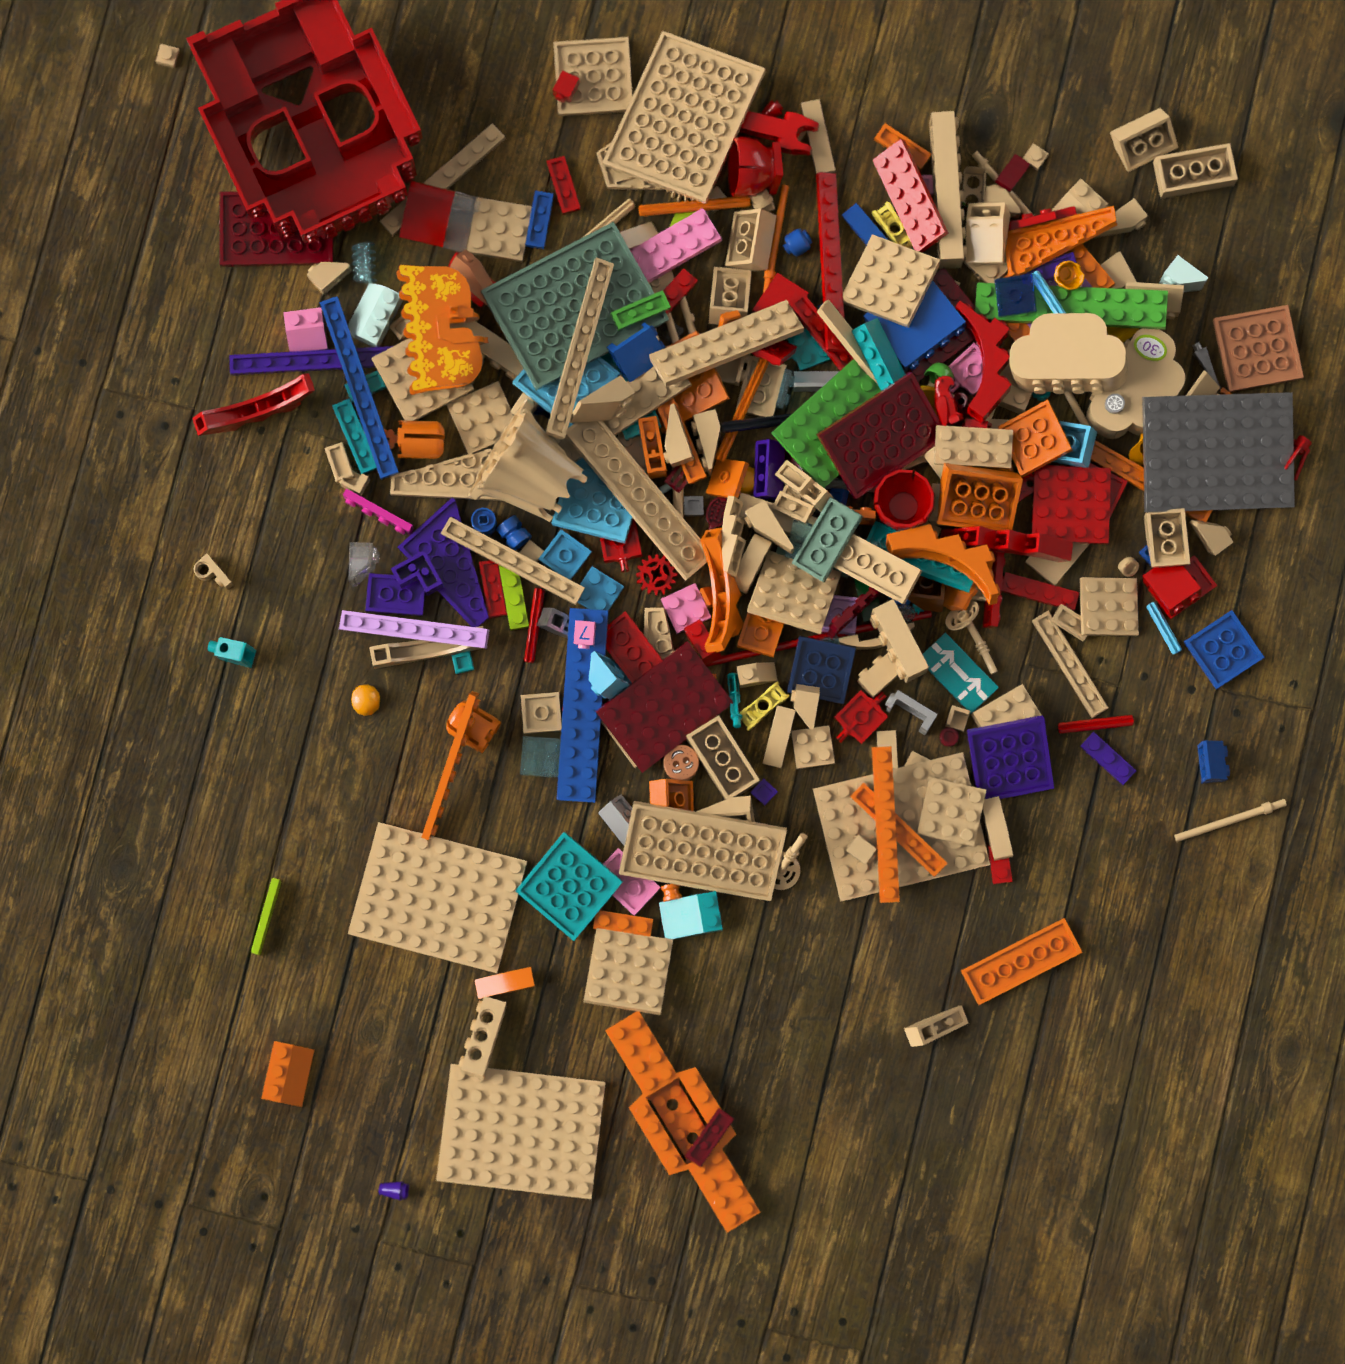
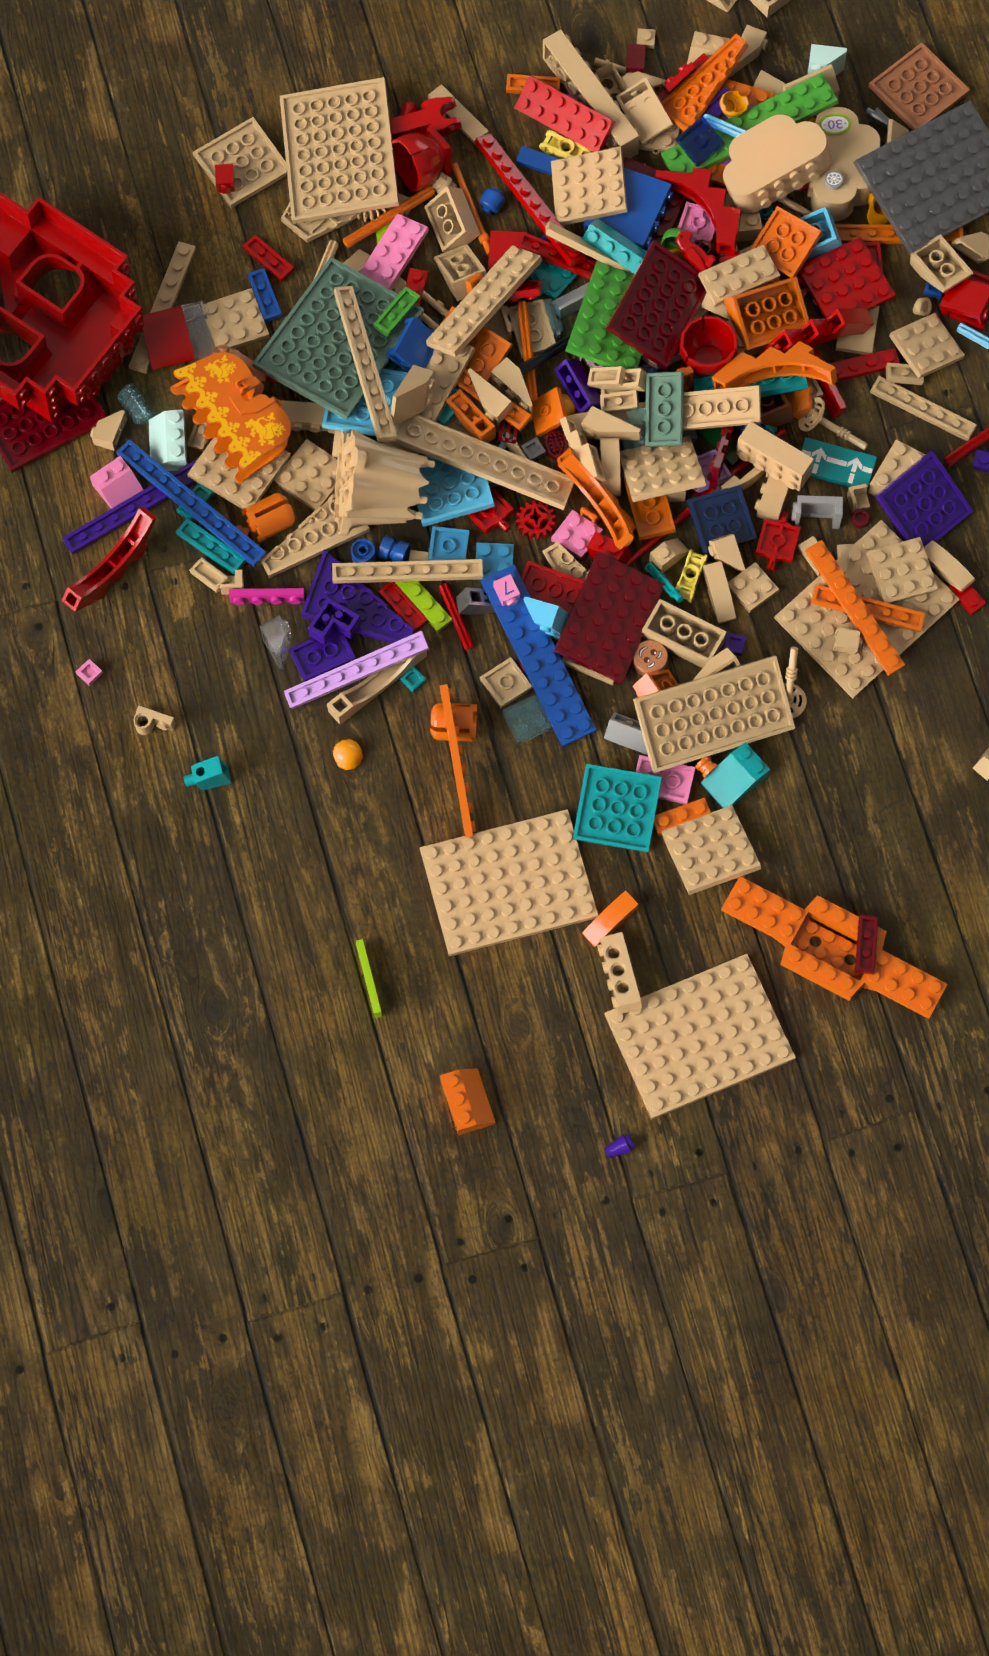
camera: 30 degrees left, 10 degrees down
(183, 495) = (89, 672): none -> bright pink plate

